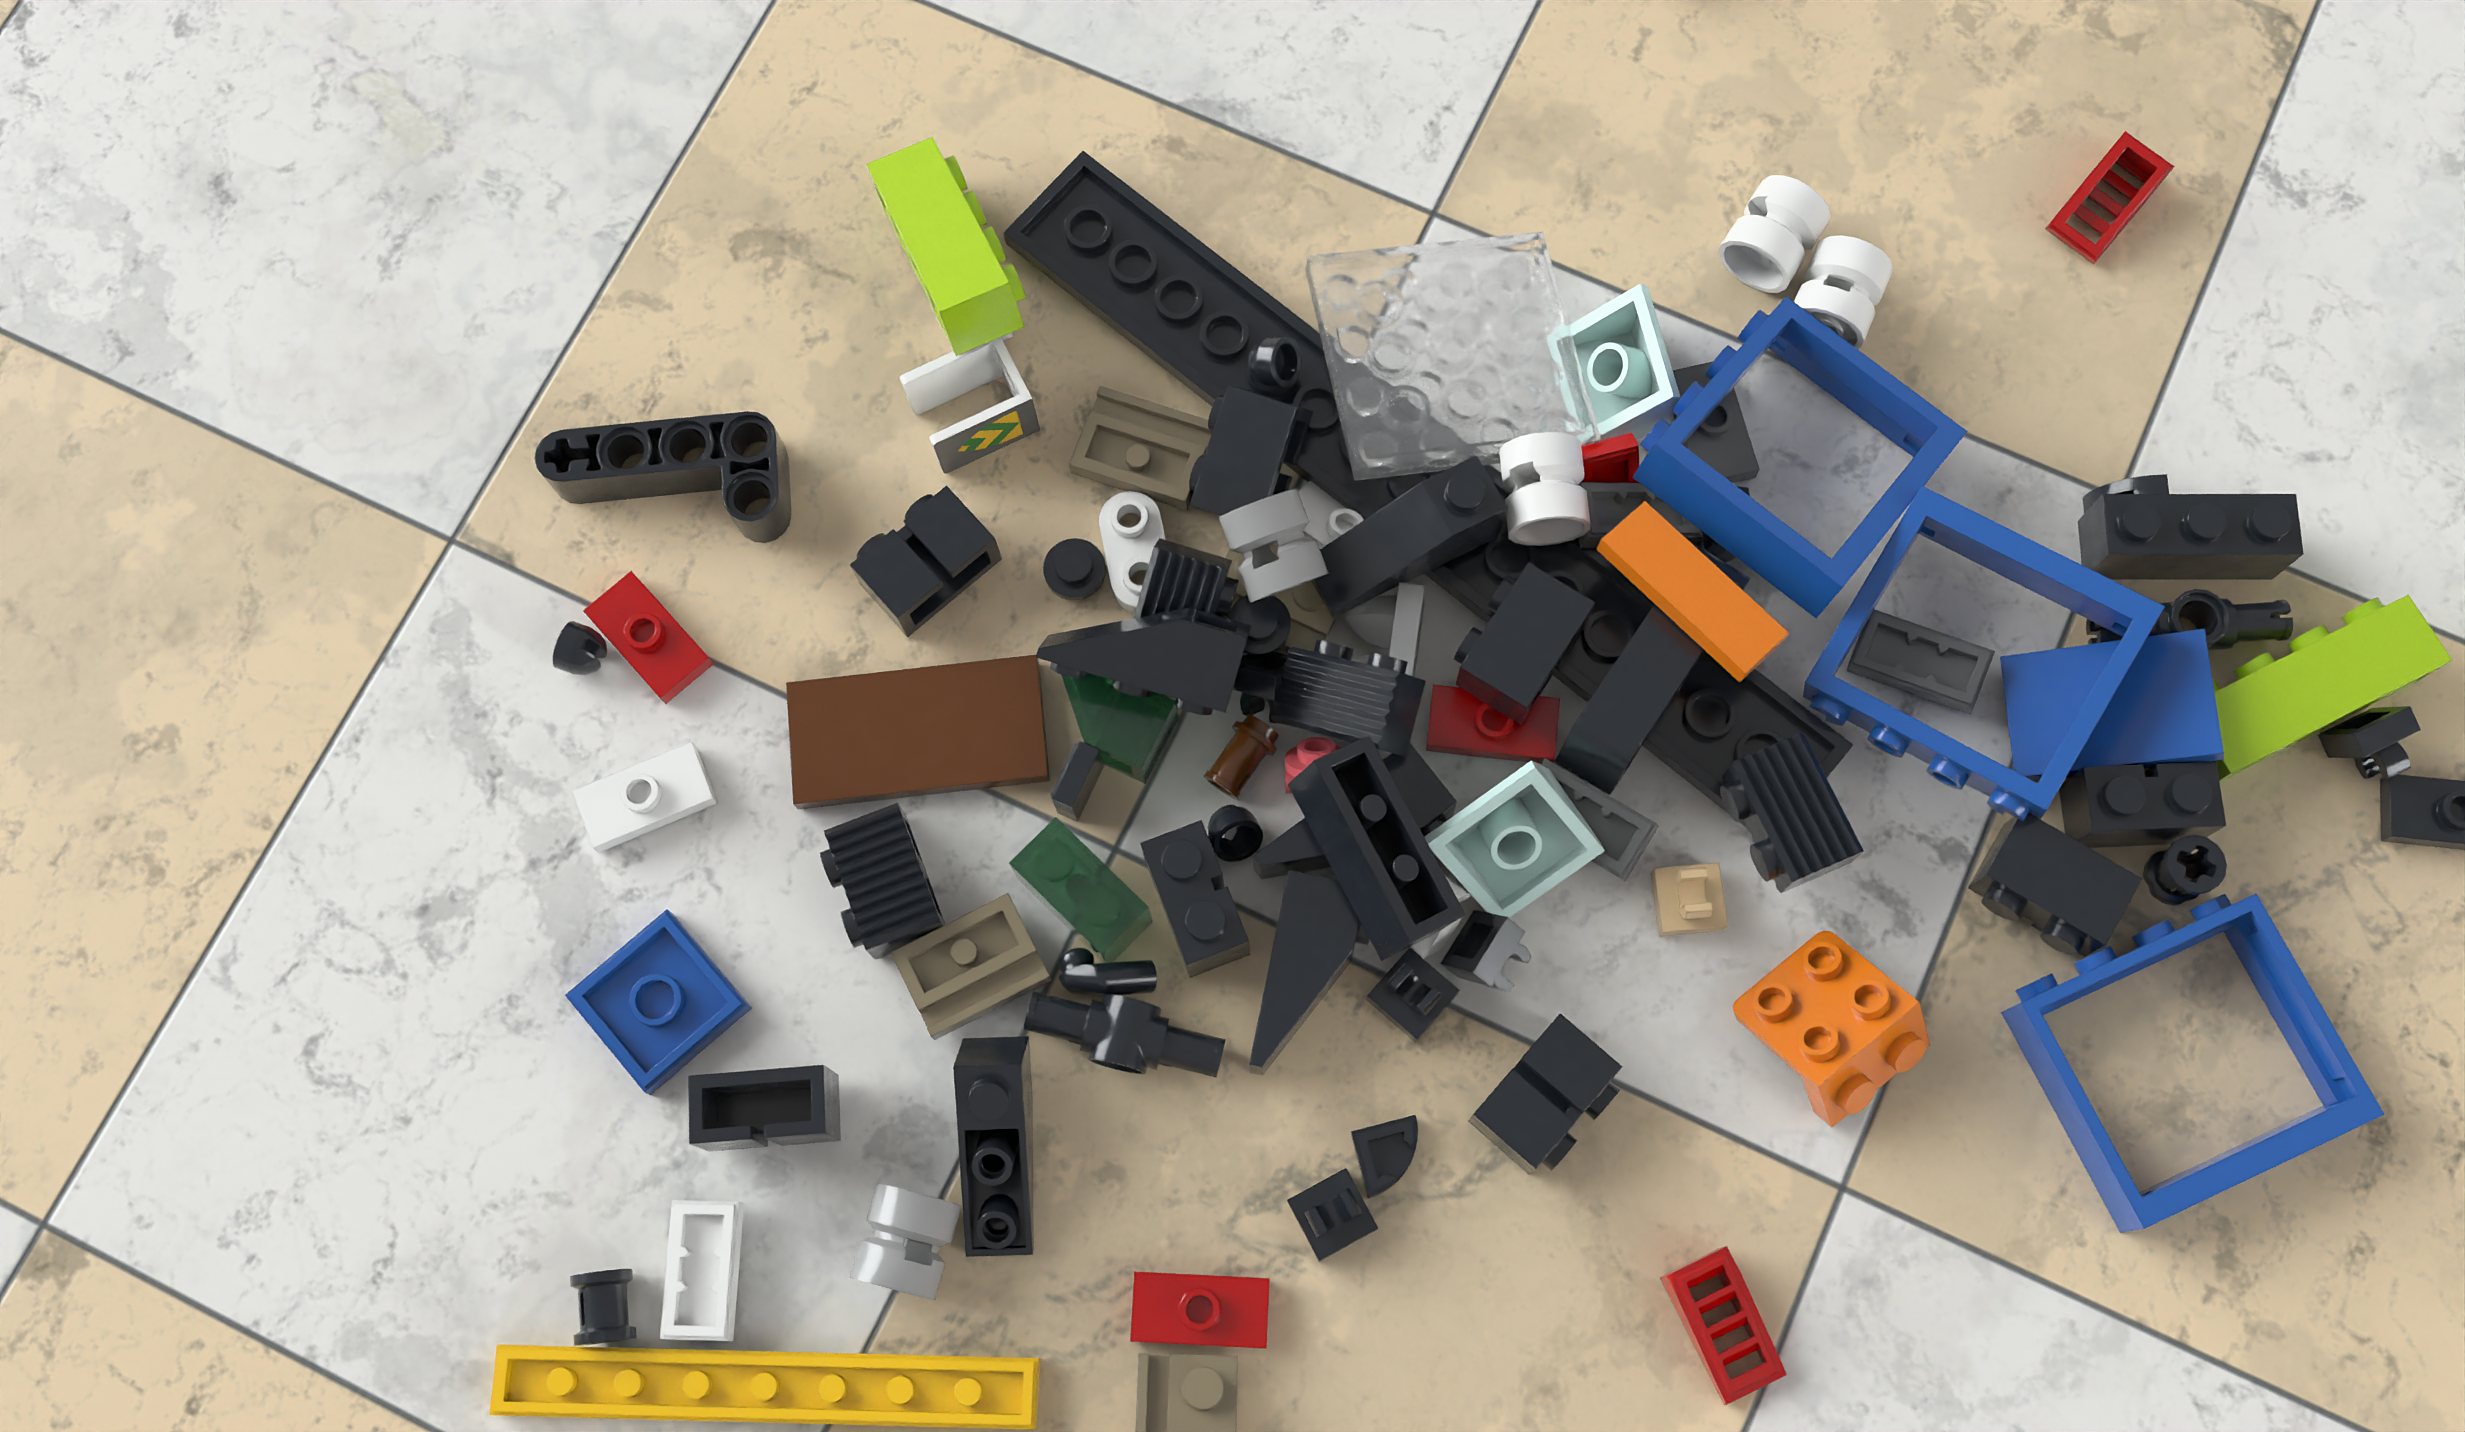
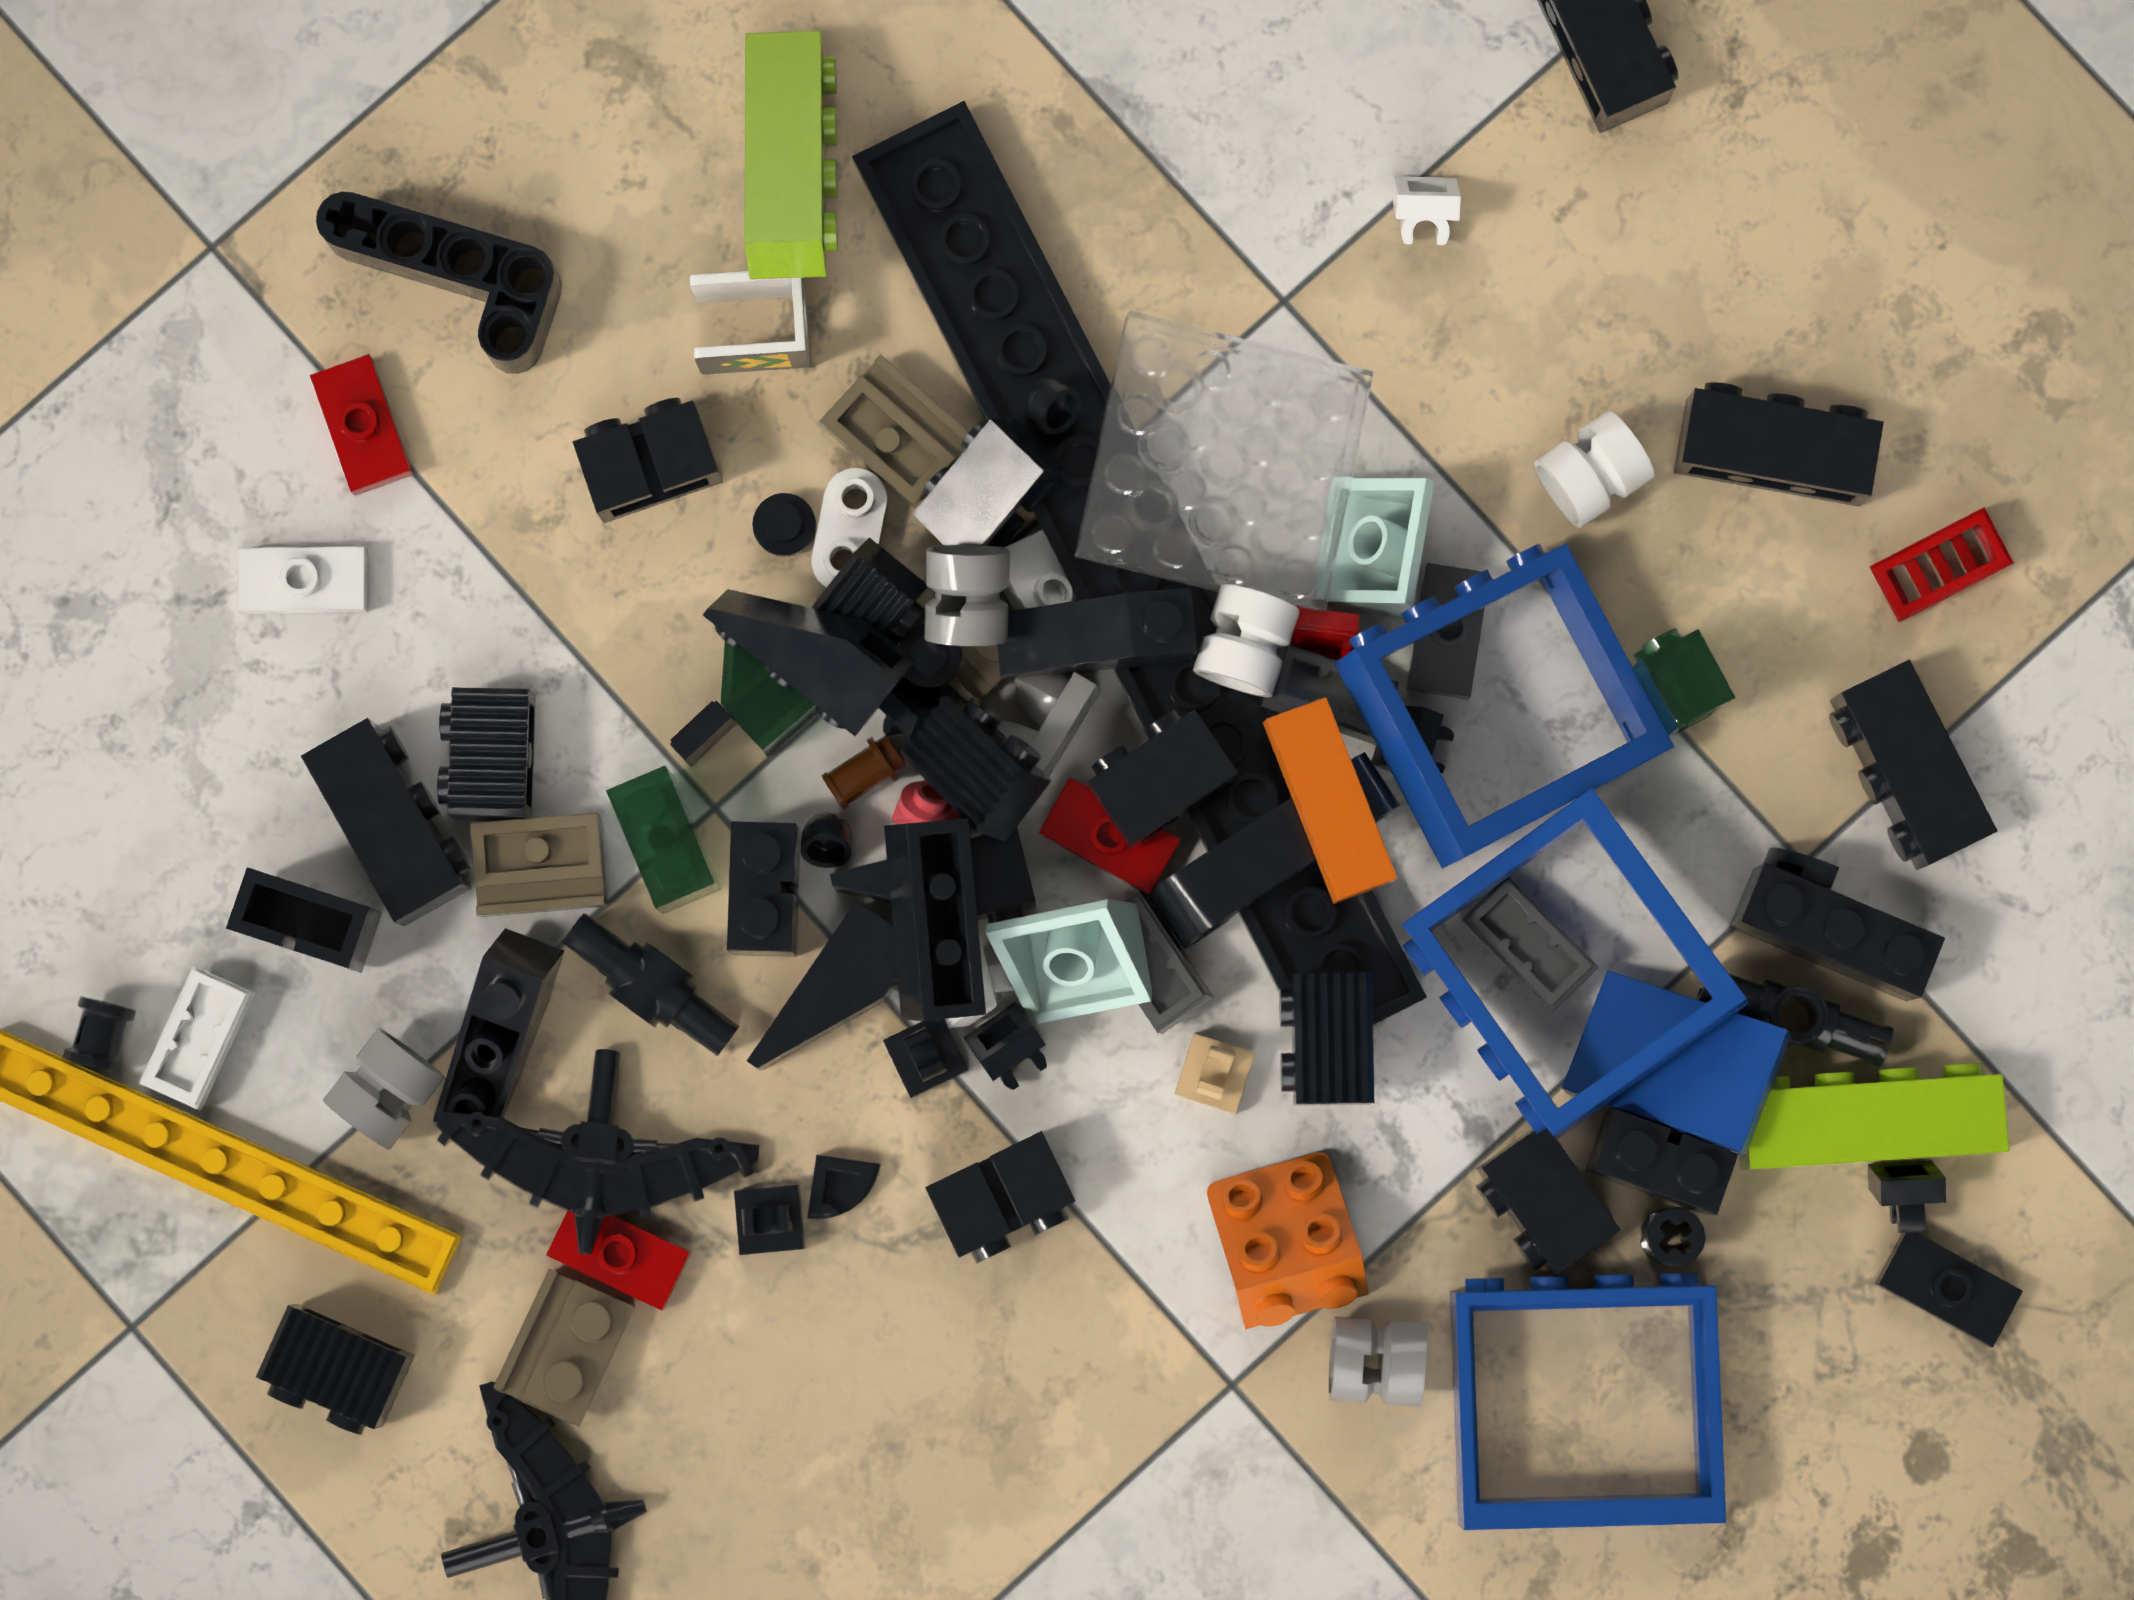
camera: 20 degrees right, 10 degrees up
(578, 649) = (291, 410): black hinge -> none
(658, 1002) = (245, 778): blue tile -> none
(811, 982) = (388, 820): none -> black brick
(916, 732) = (575, 621): reddish brown tile -> none
(1115, 978) = (655, 928): black arm -> none
(1143, 1229) = (595, 1164): none -> black bar
(1523, 79) = (1426, 199): none -> white tile
(1734, 1289) = (1067, 1403): red slope -> none
(1845, 285) = (1643, 541): white wheel -> none
(1921, 155) = (1779, 444): none -> black brick
(1950, 363) = (1681, 679): none -> clear green brick
(1985, 1098) = (1400, 1362): none -> light grey wheel
(2177, 370) = (1910, 766): none -> black brick

